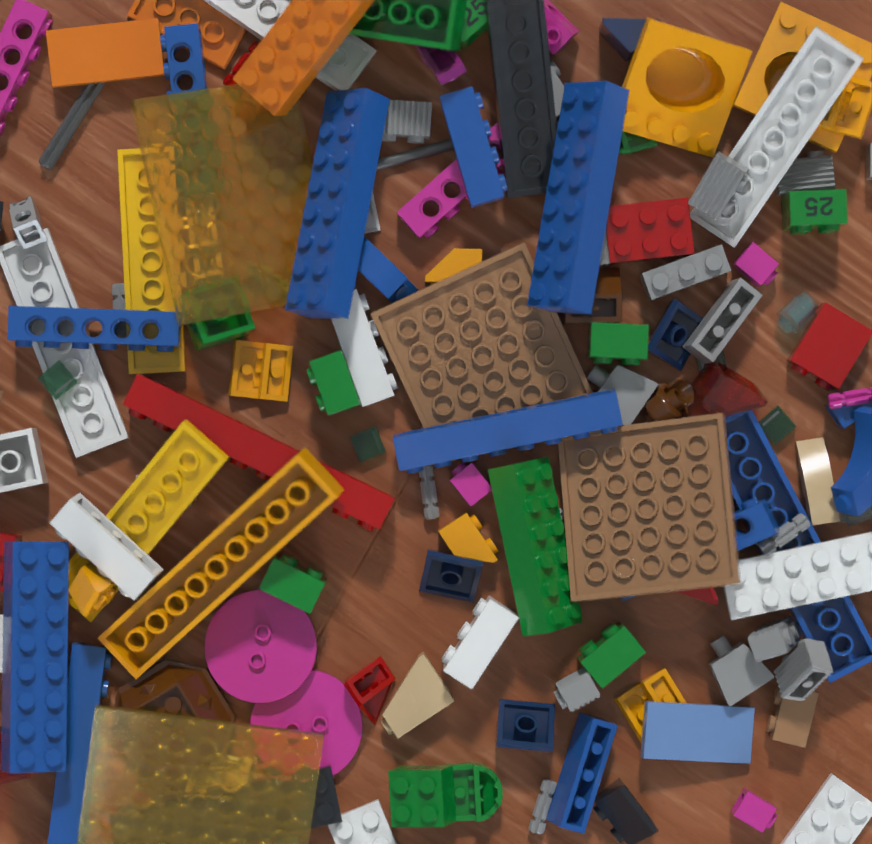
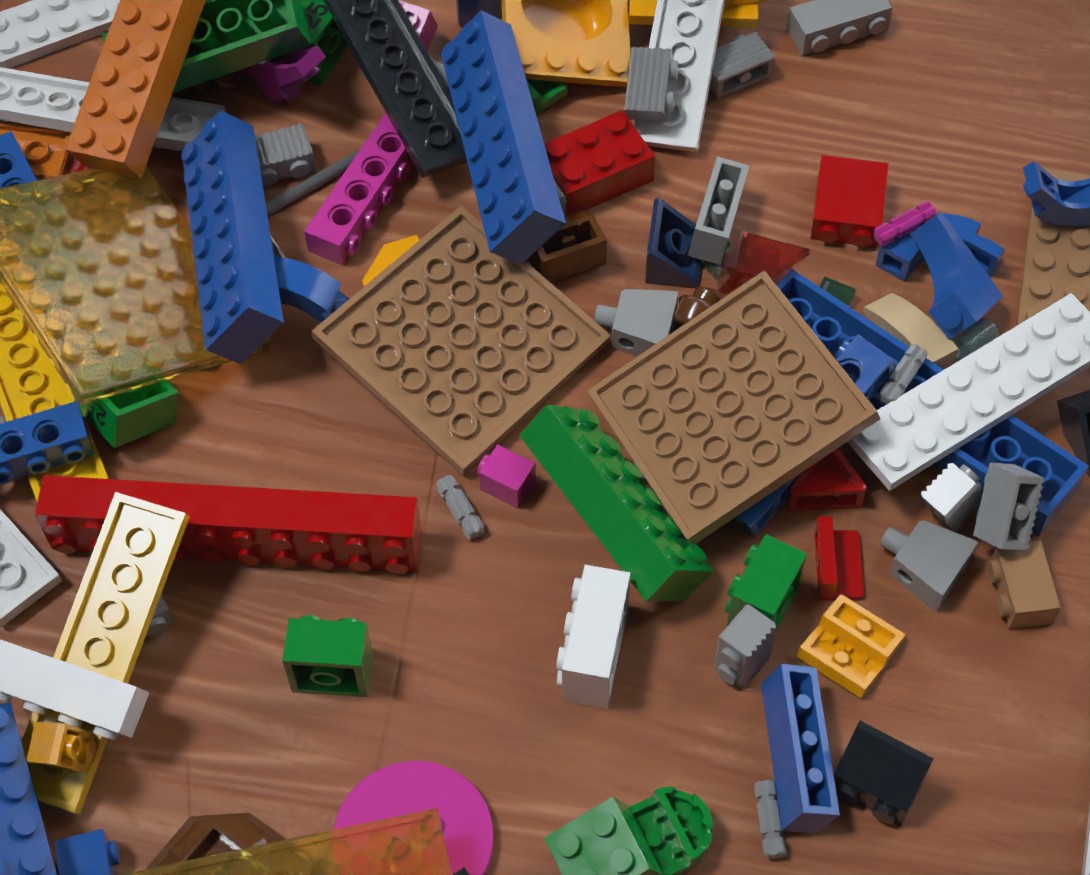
camera: 20 degrees left, 30 degrees down
(221, 563) = (218, 655): light orange brick -> none
(260, 370) = (204, 450): light orange slope -> none
(260, 647) = (315, 759): dark pink plate -> none
(334, 383) = (297, 420): green brick -> none
(363, 355) = (317, 385): white brick -> none
(367, 444) = (365, 480): clear green tile -> none
(370, 687) = (479, 756): red slope -> none
(416, 698) = (545, 743): tan slope -> none
(450, 575) = (526, 580): dark blue slope -> none
(466, 541) = (529, 538): light orange slope -> none
(472, 147) = (364, 137): blue brick -> none
(507, 430) = (523, 391): blue brick -> none
(525, 725) = (701, 728): dark blue slope -> none
(617, 342) = (609, 264): green brick -> none
(675, 642) = (837, 561): none -> red panel
(685, 272) = (664, 176): light grey brick -> none
(697, 732) = (919, 646): medium blue tile -> none
(754, 810) = (1040, 714): dark pink brick -> none
(756, 265) = (730, 147): dark pink brick -> none
(797, 313) = (796, 184): clear light blue brick -> none
(814, 210) = (763, 80): green brick -> none

